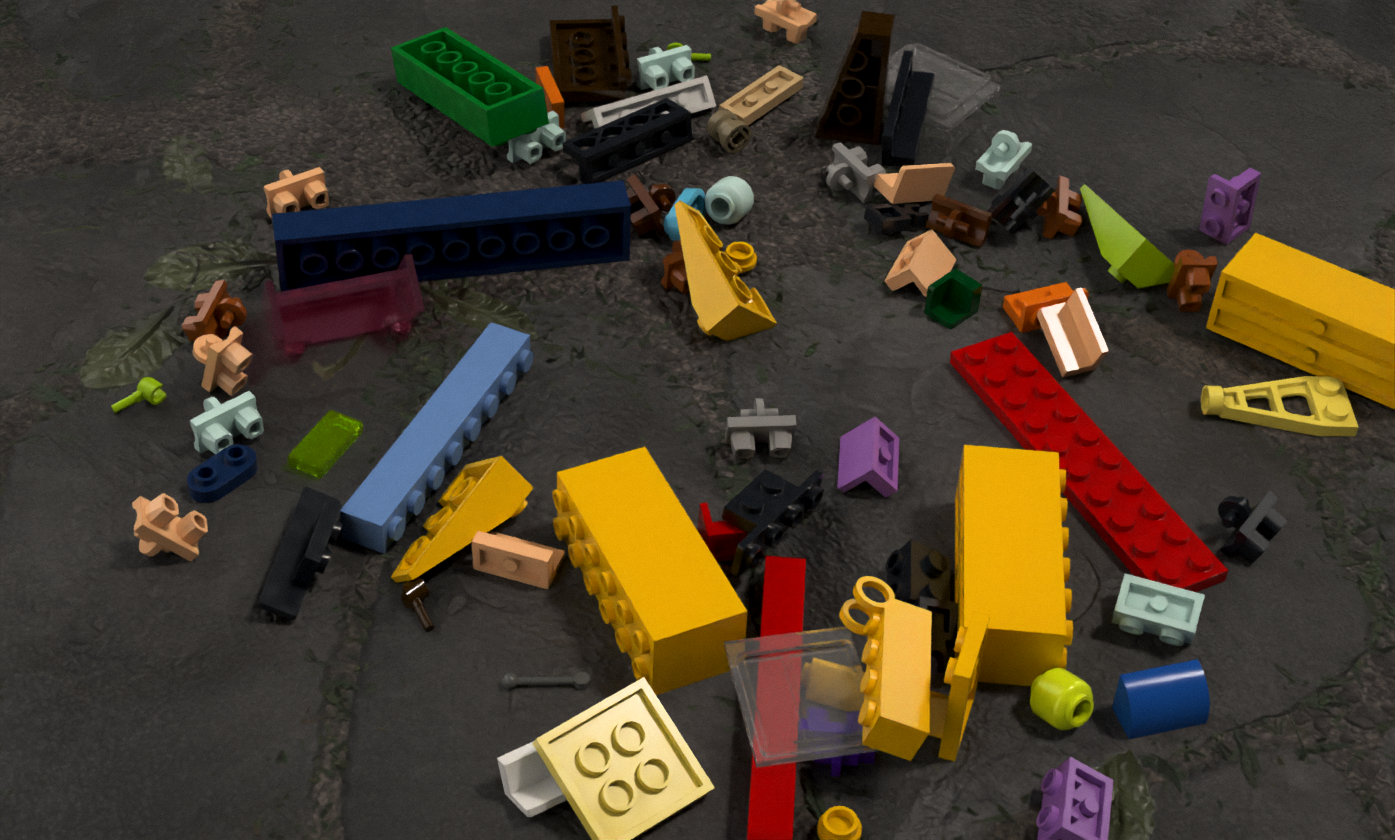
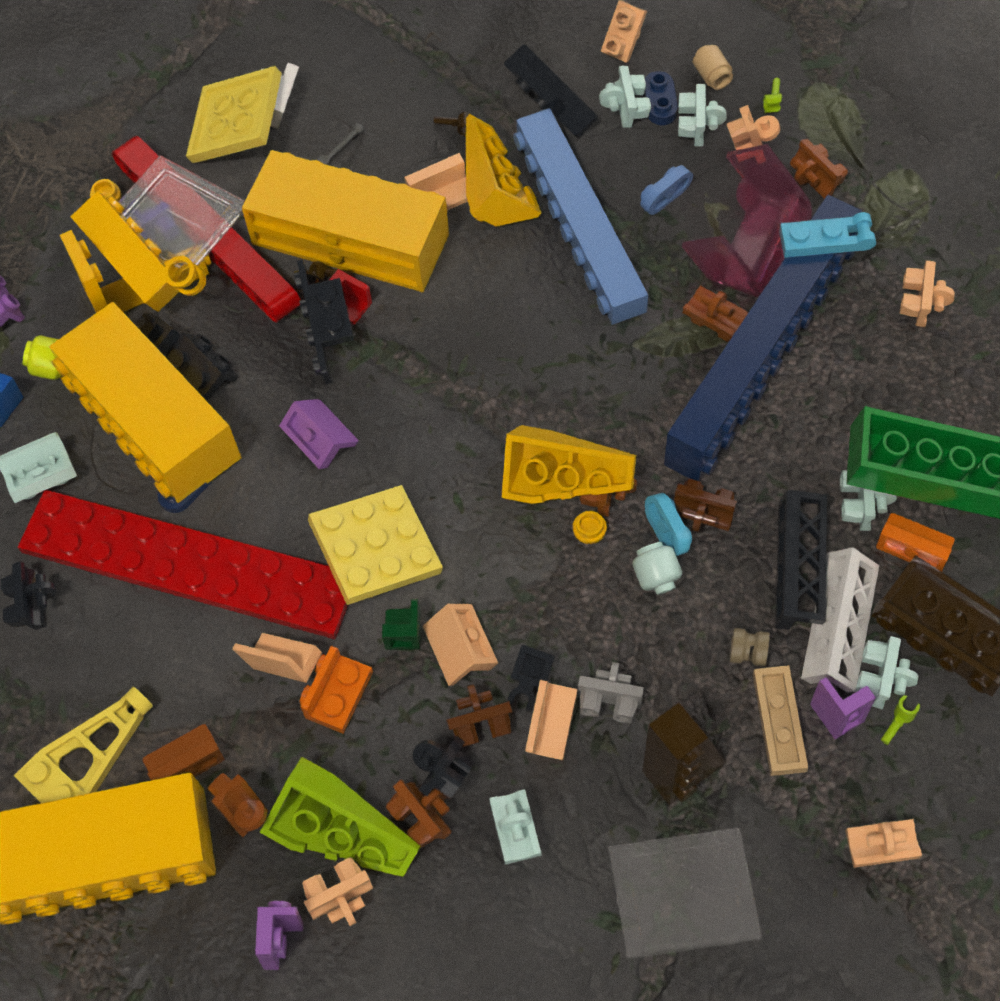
camera: 140 degrees right, 20 degrees up
(146, 447) = (713, 67): none -> tan brick
(256, 485) = (621, 97): none -> light aqua hips
(325, 443) = (636, 160): clear neon green tile -> none
(329, 211) = (827, 236): none -> medium azure plate
(346, 393) = (666, 190): none -> medium blue plate
(457, 288) = (715, 312): none -> dark orange hips
(721, 56) = (839, 714): none -> medium lavender panel
(760, 426) = (403, 387): light grey hips -> none
(906, 114) = (645, 807): black fence -> none
(915, 353) = (374, 544): none -> light yellow plate
(1162, 210) = (323, 900): none -> light nougat hips
(1207, 345) = (189, 753): none -> dark orange panel

